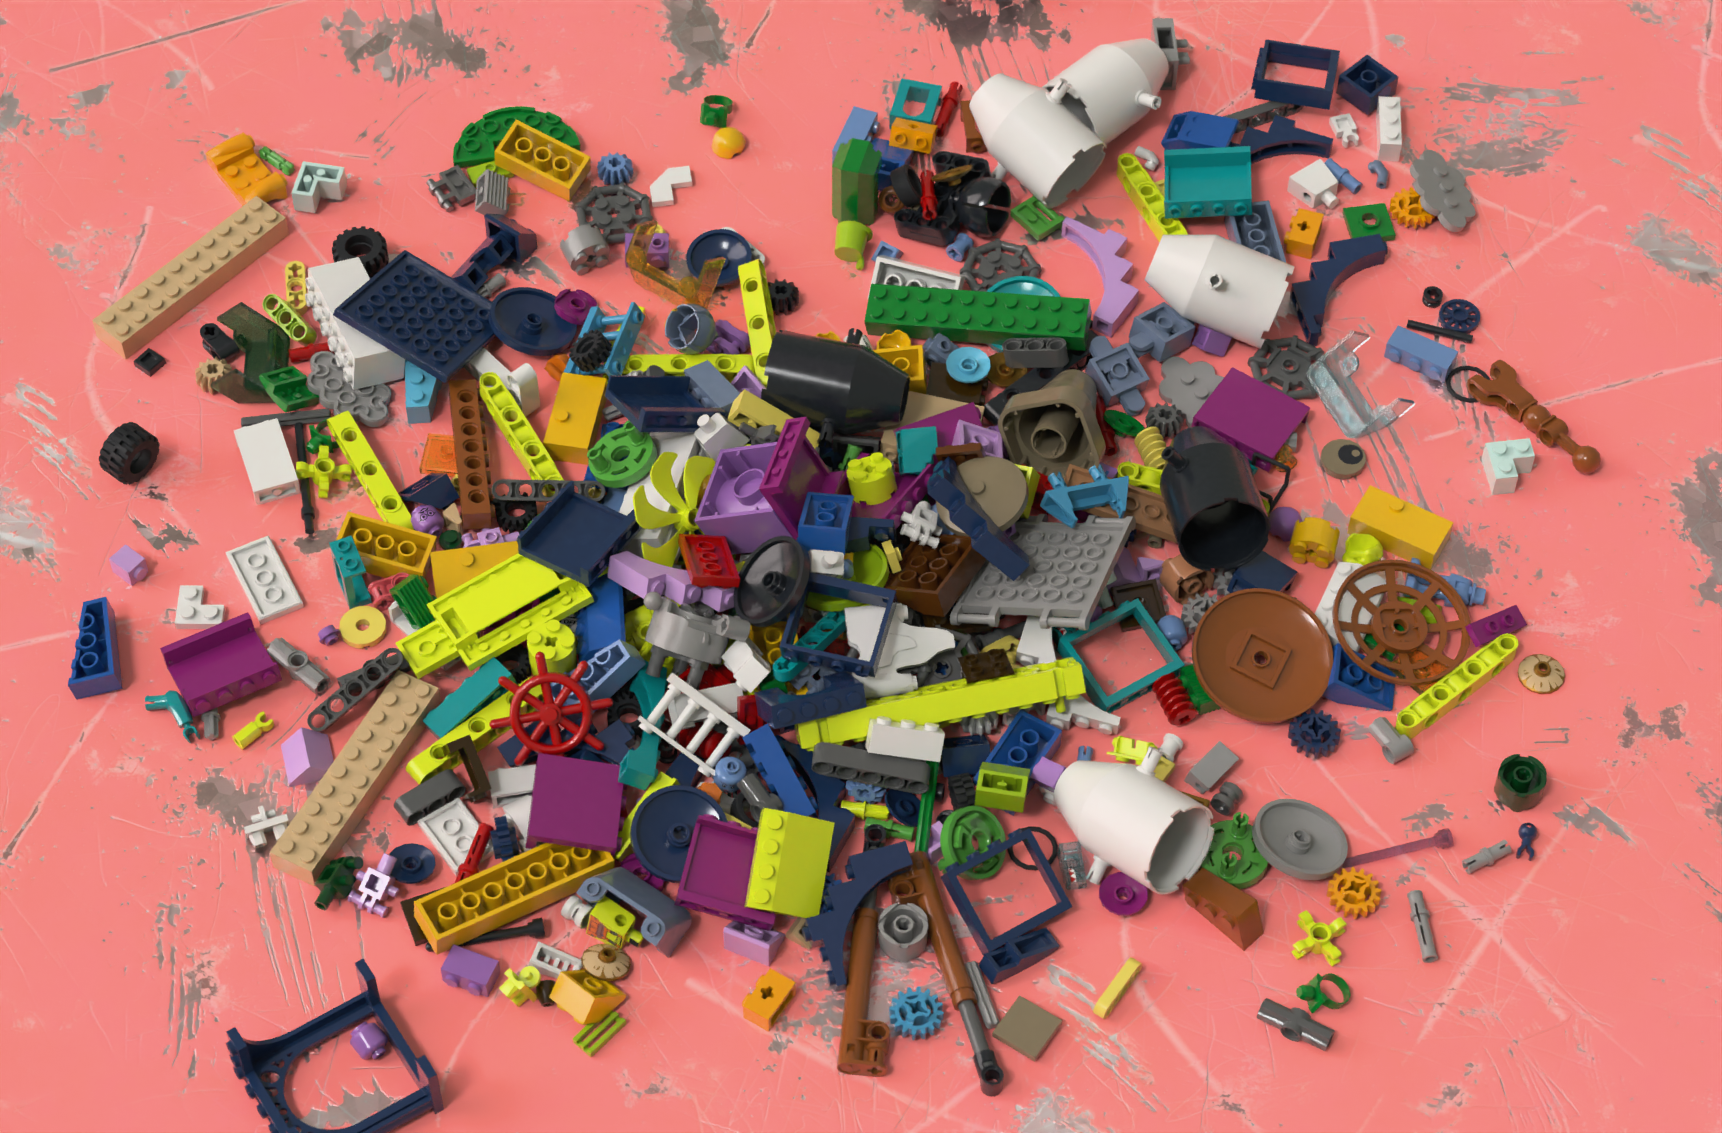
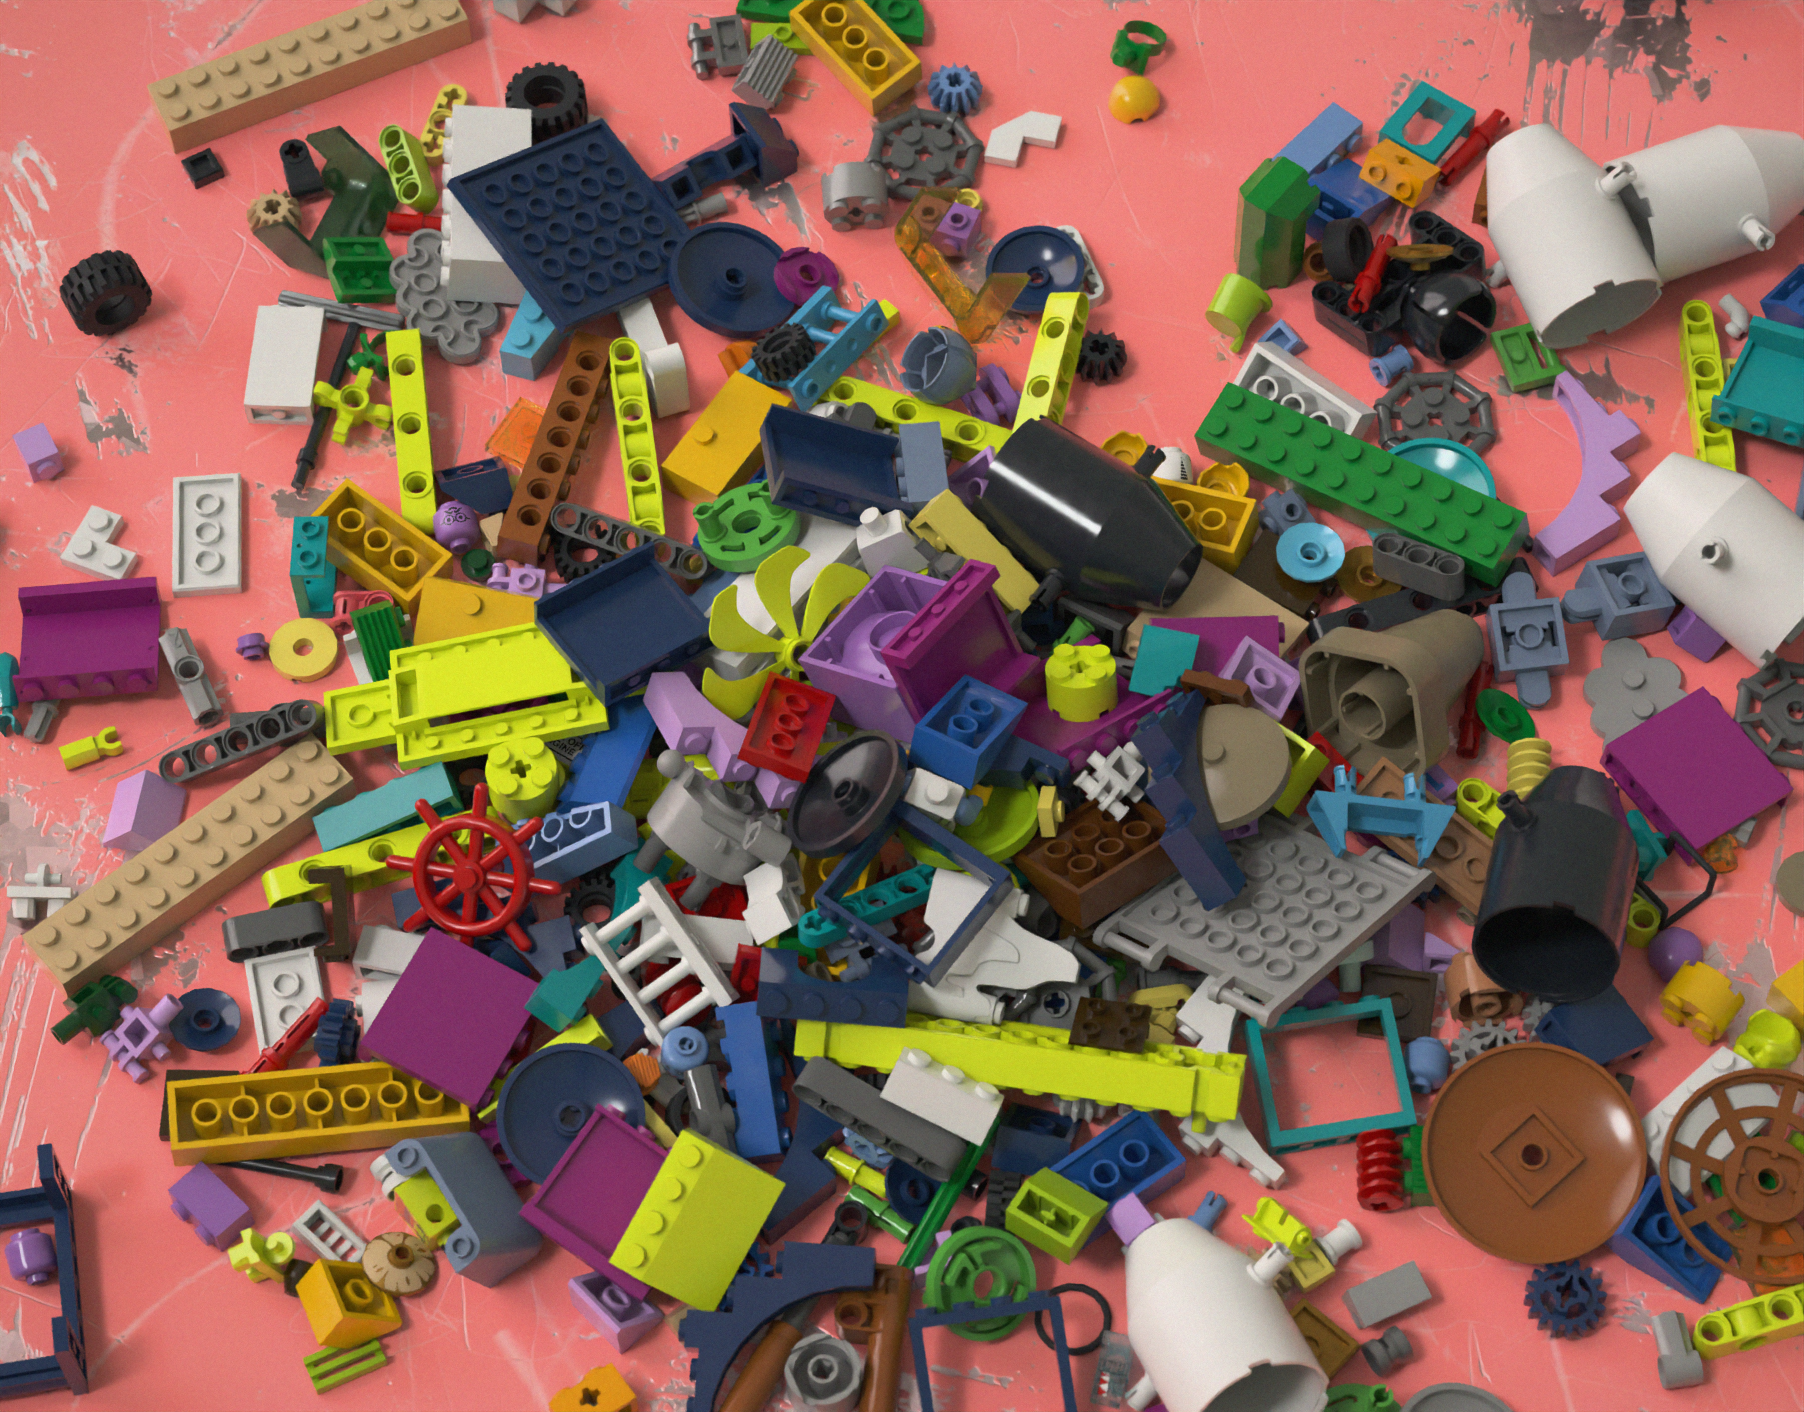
camera: 25 degrees right, 5 degrees up
(1166, 419) = (1568, 732): dark grey gear -> none

